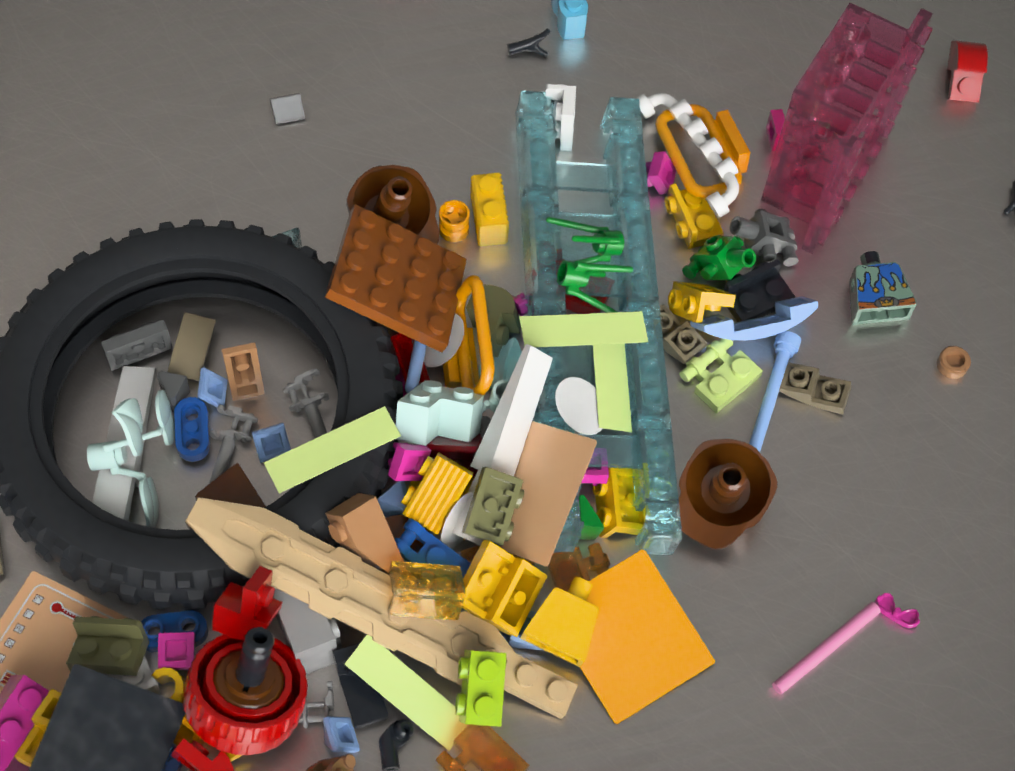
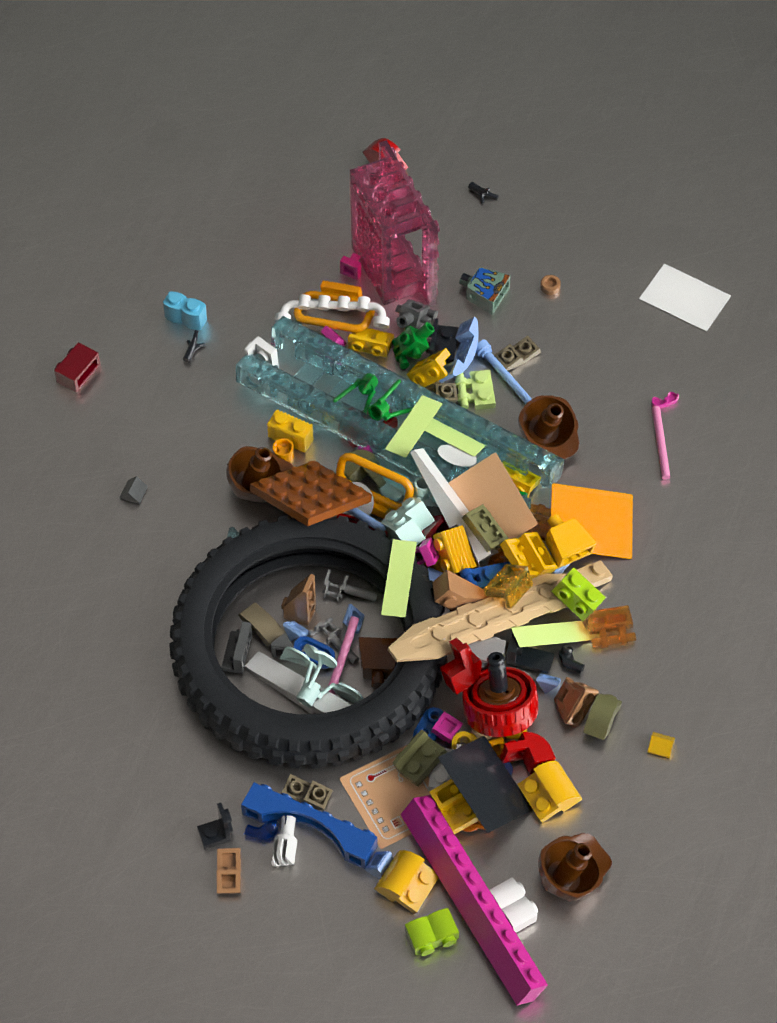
camera: 50 degrees left, 5 degrees down
(208, 462) = (344, 651): none -> bright pink bar

